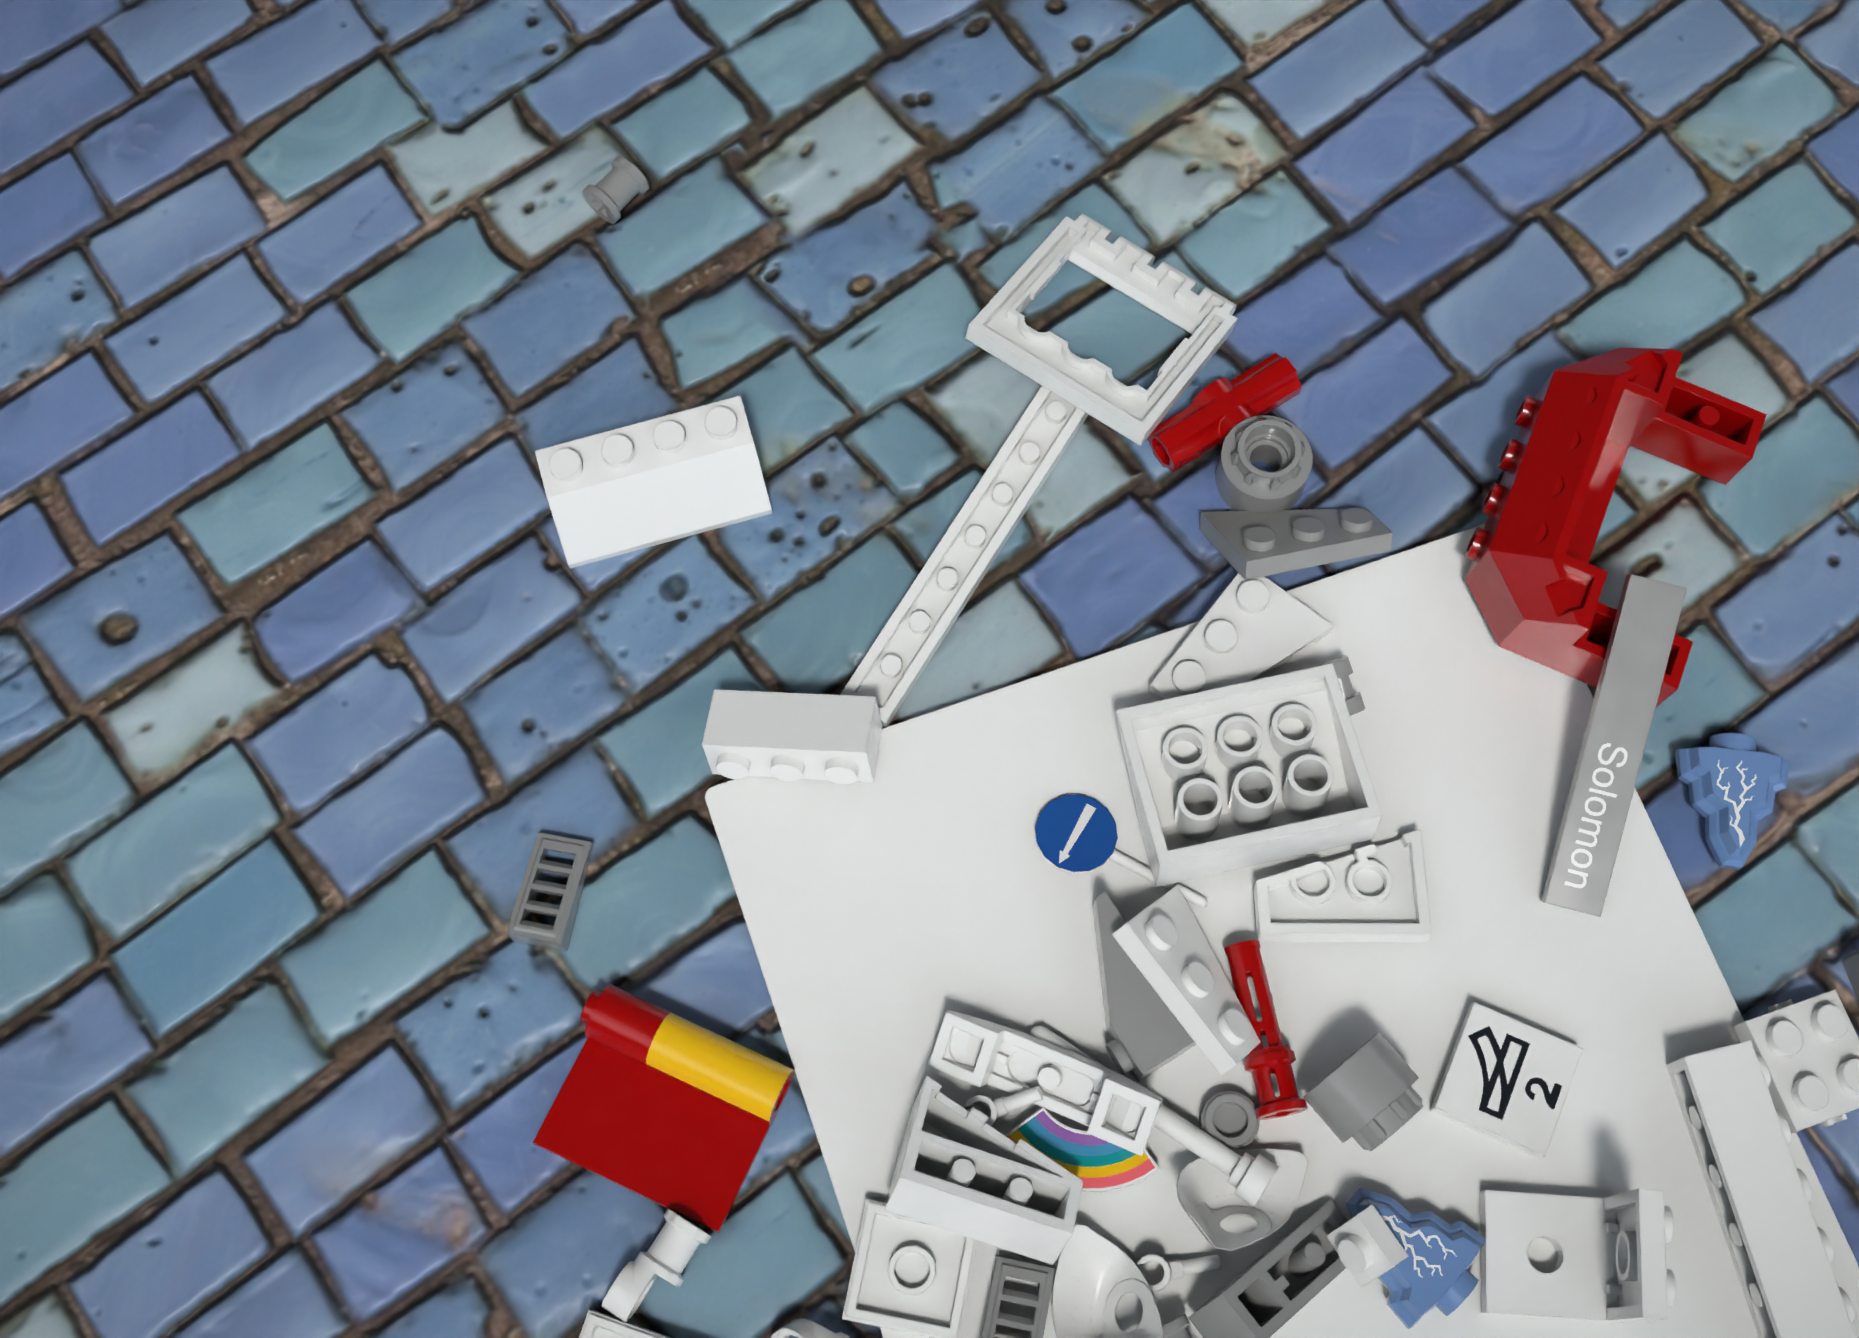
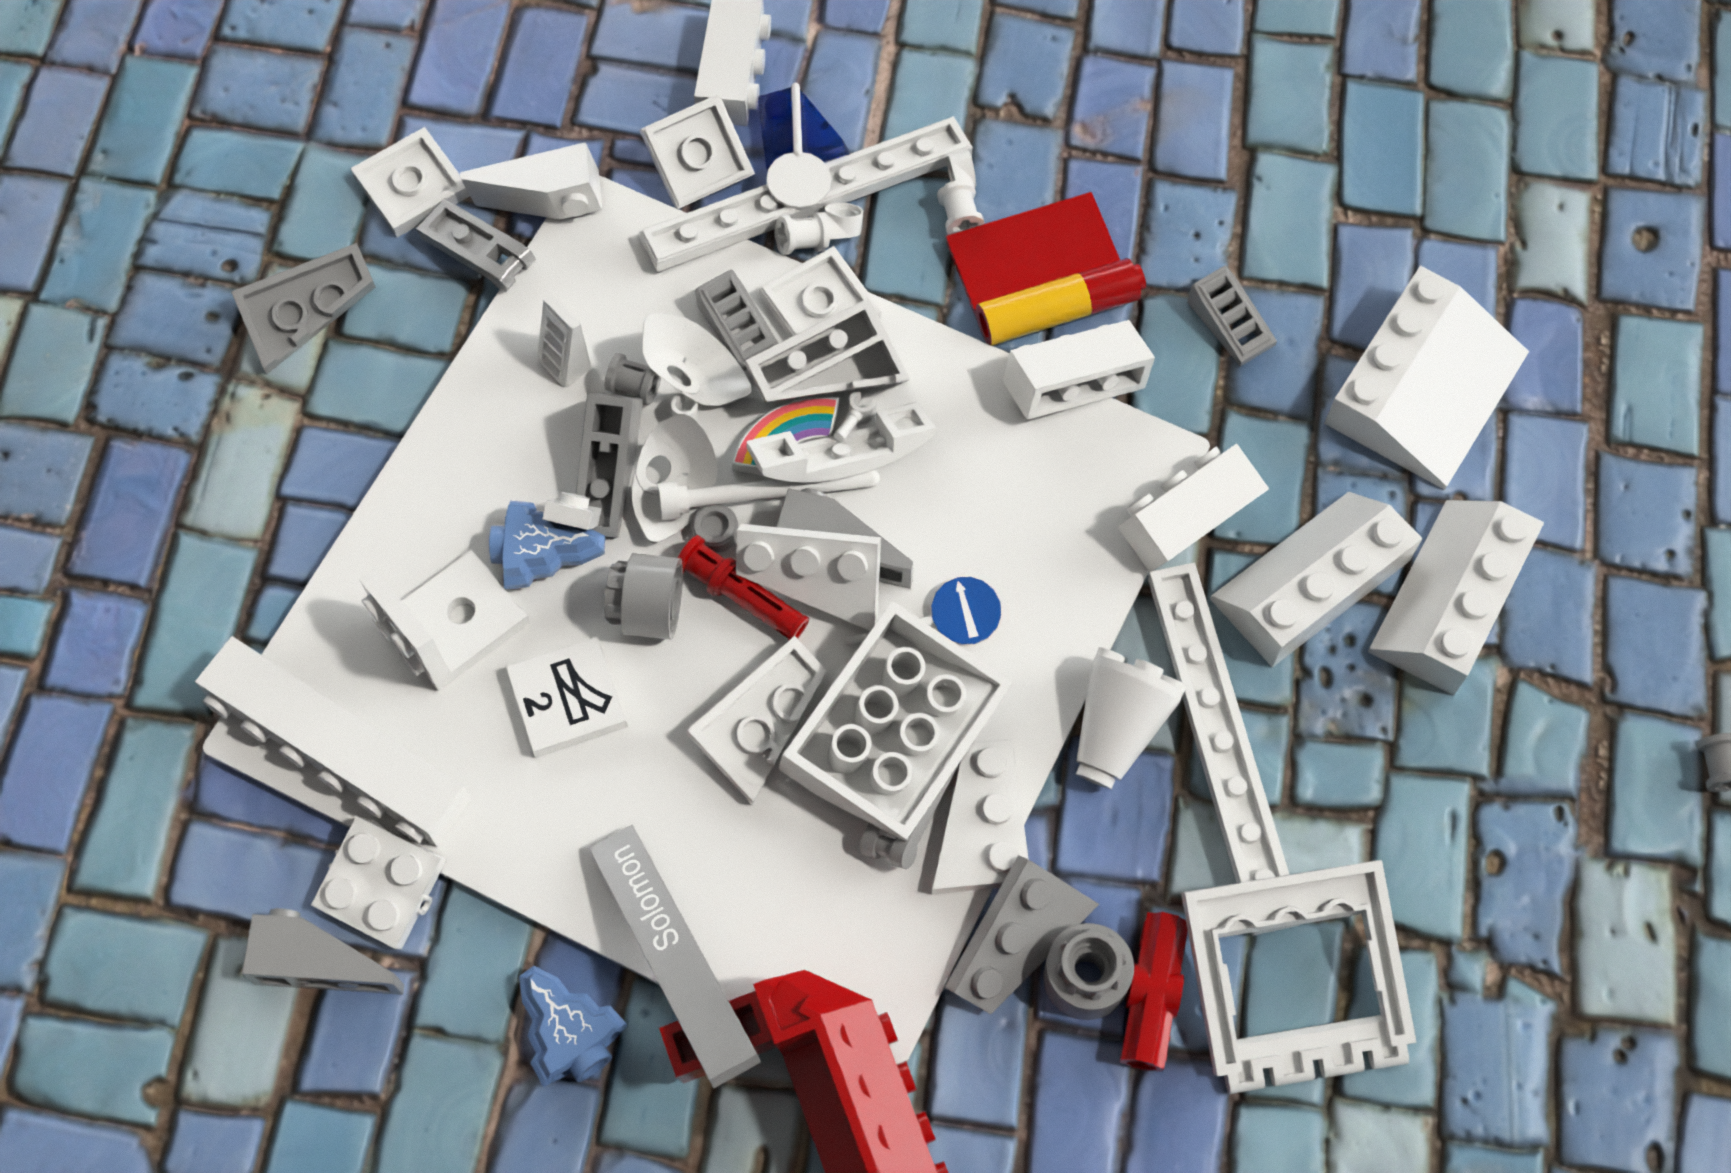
camera: 135 degrees right, 5 degrees down
(458, 675) = (1428, 379): none -> white slope
(747, 598) = (1316, 574): none -> white slope
(752, 958) = (1078, 369): none -> white brick
(1036, 623) = (1122, 715): none -> white cone

